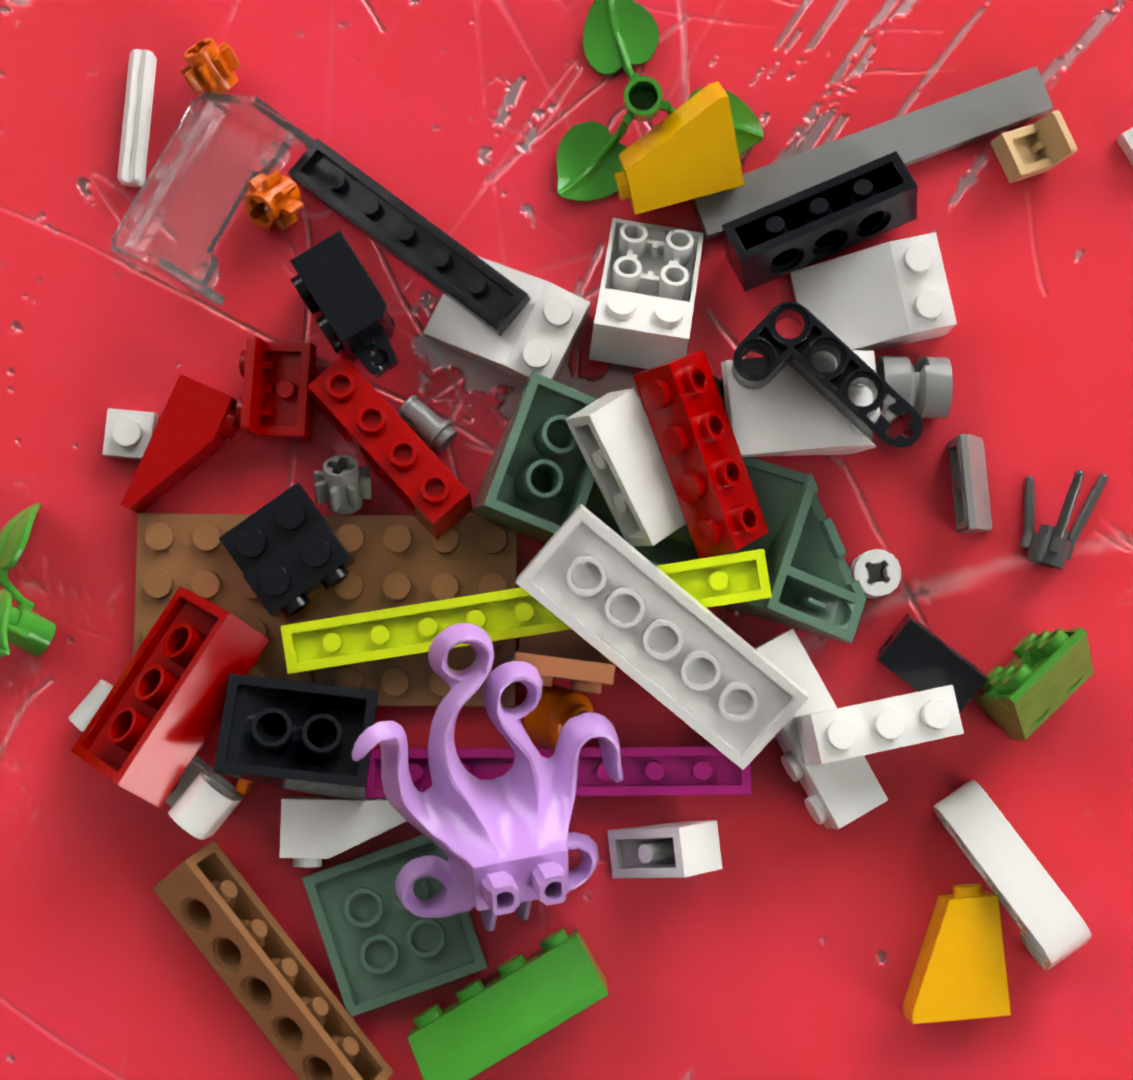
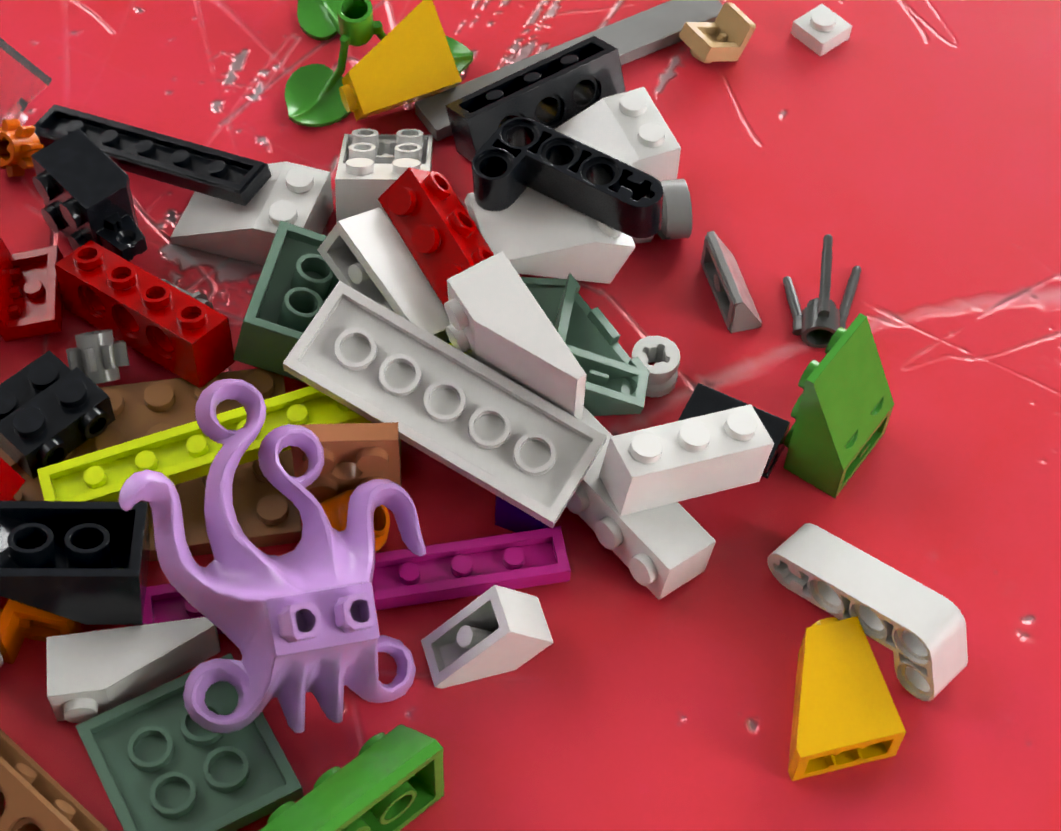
camera: 10 degrees left, 30 degrees down
(731, 594) = (508, 331): none -> white slope

